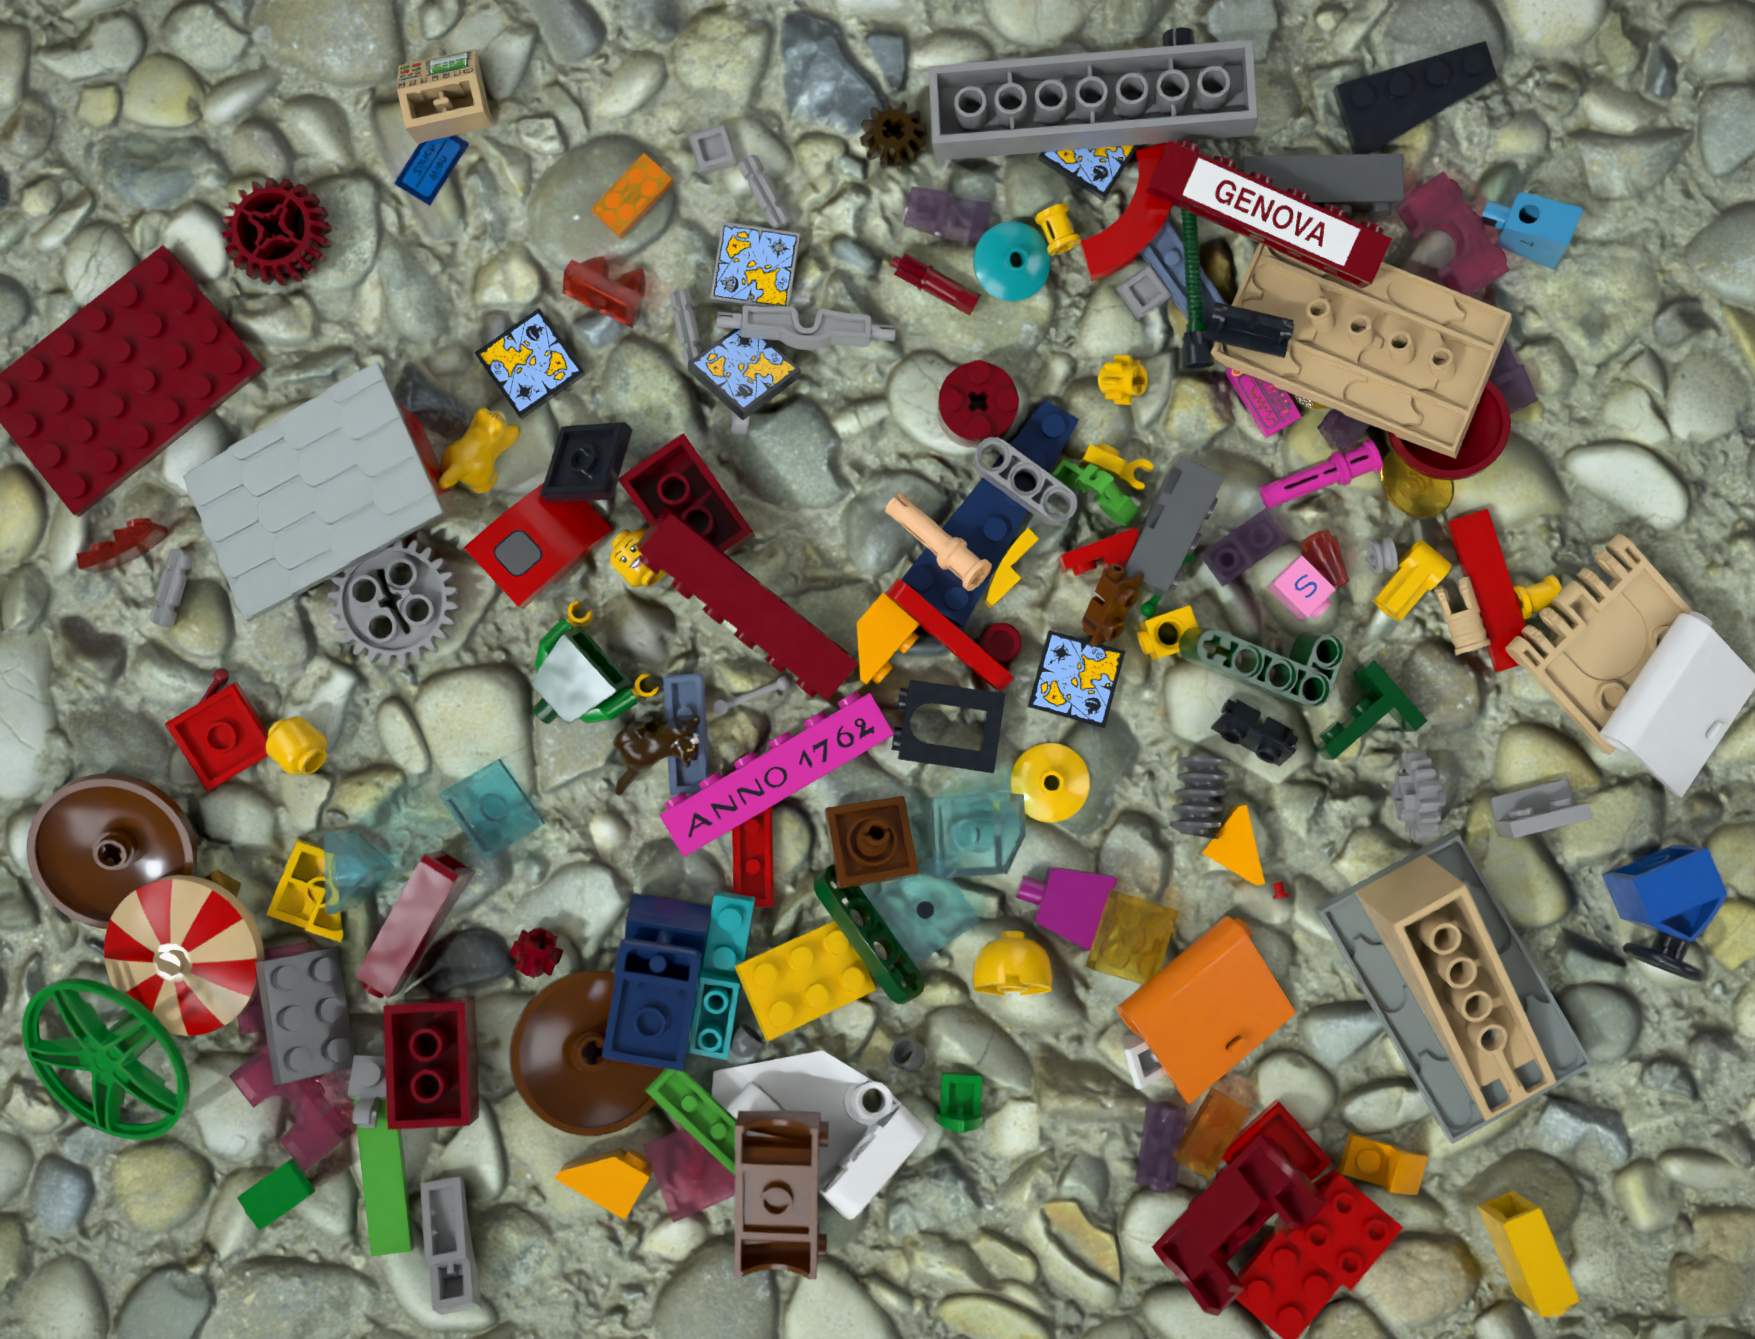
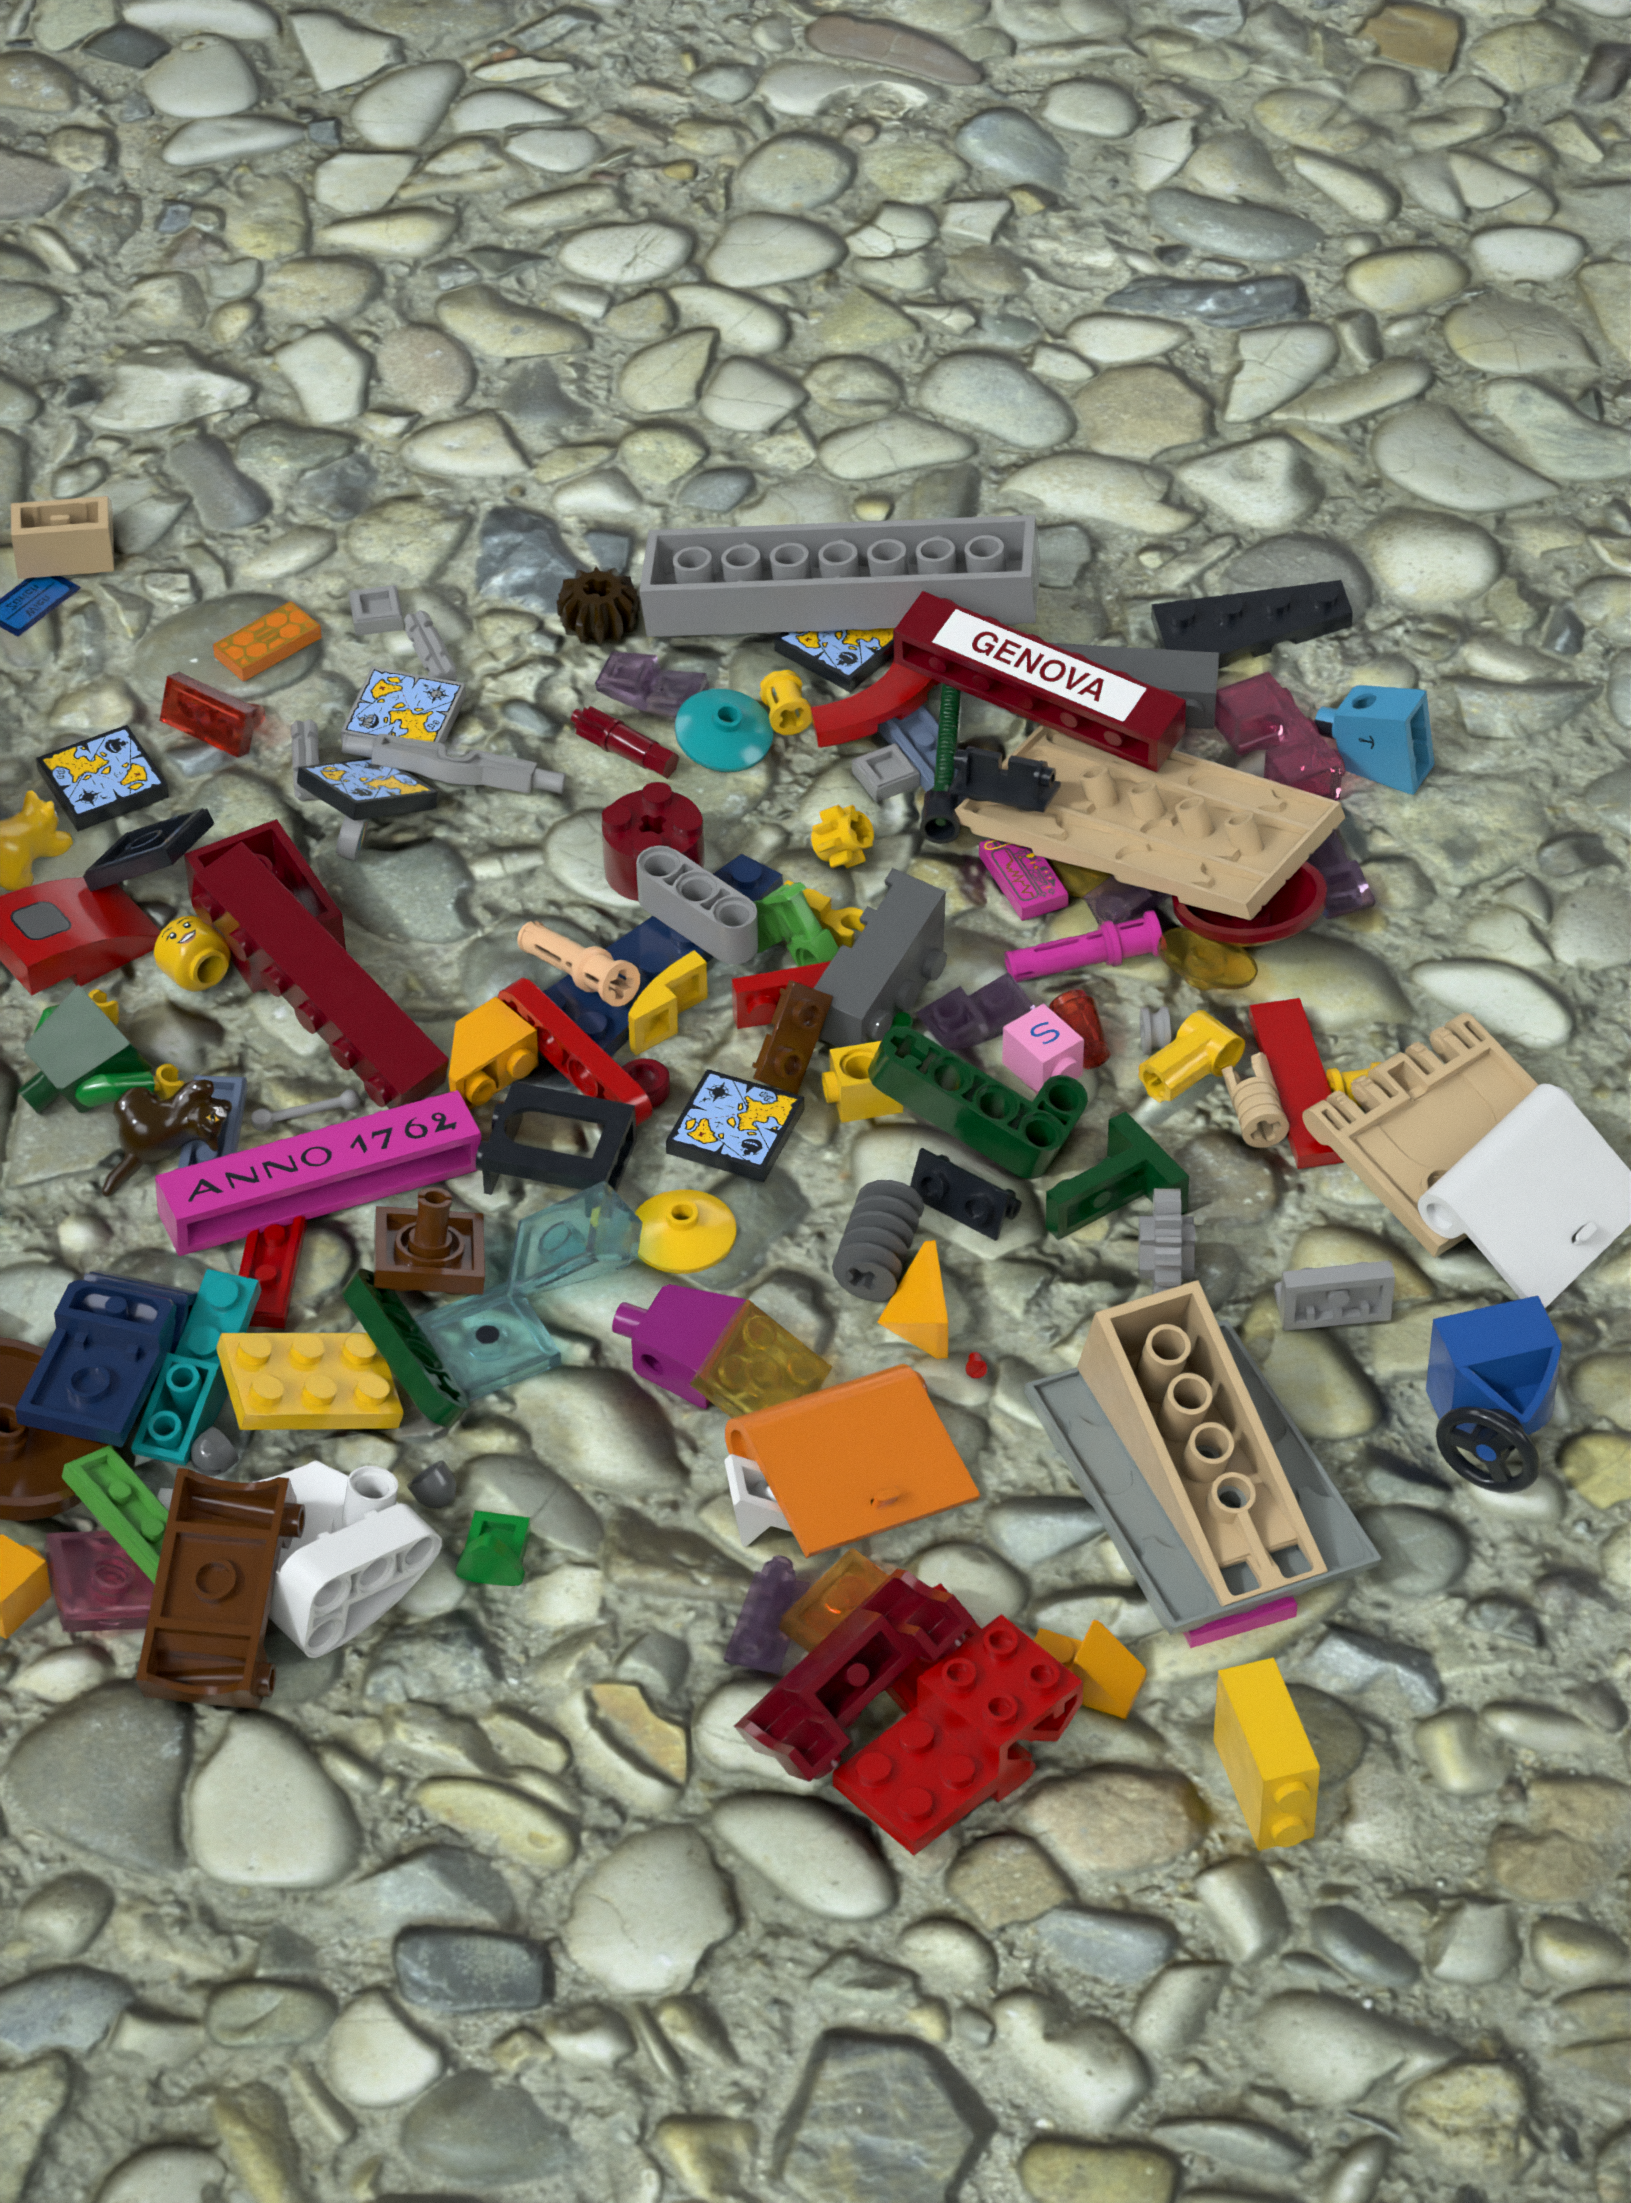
camera: 10 degrees right, 40 degrees down
(1012, 966) = (590, 1395): yellow cylinder -> none

